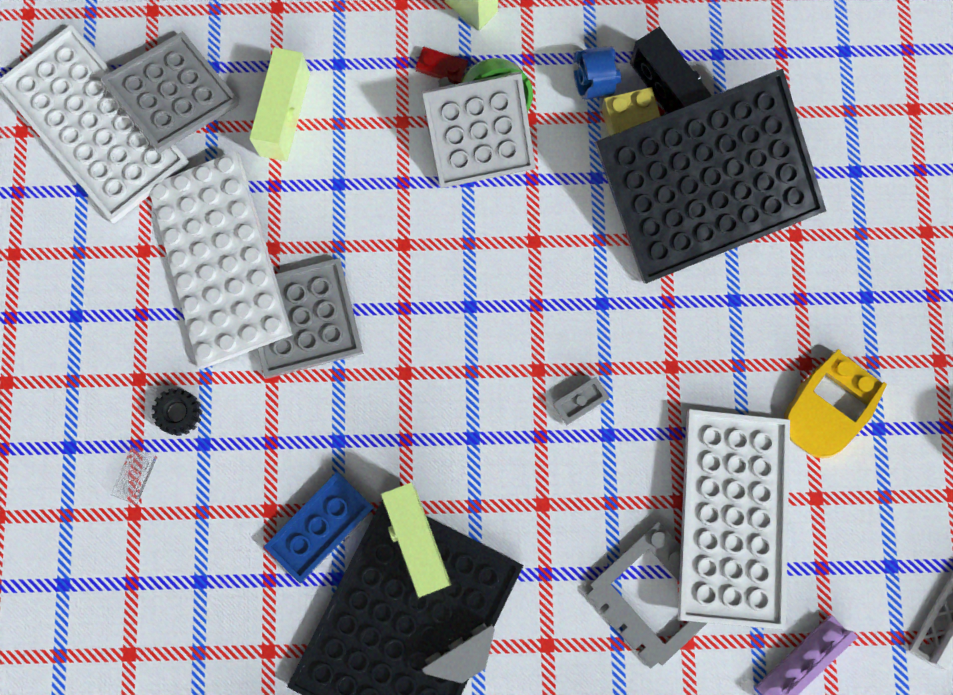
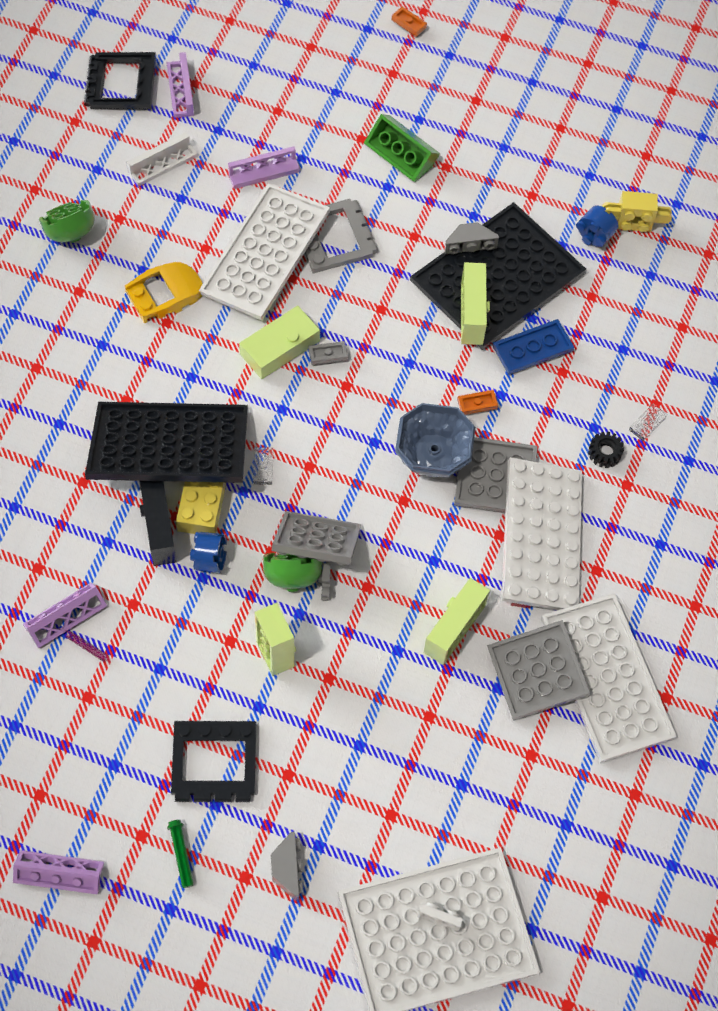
camera: 165 degrees left, 15 degrees down
(362, 410) = (477, 402): none -> orange plate
(384, 285) = (435, 440): none -> sand blue rock
(441, 65) = (319, 614): red plate -> none
(588, 212) = (263, 466): none -> clear plate
(649, 386) = (279, 342): none -> yellowish green brick

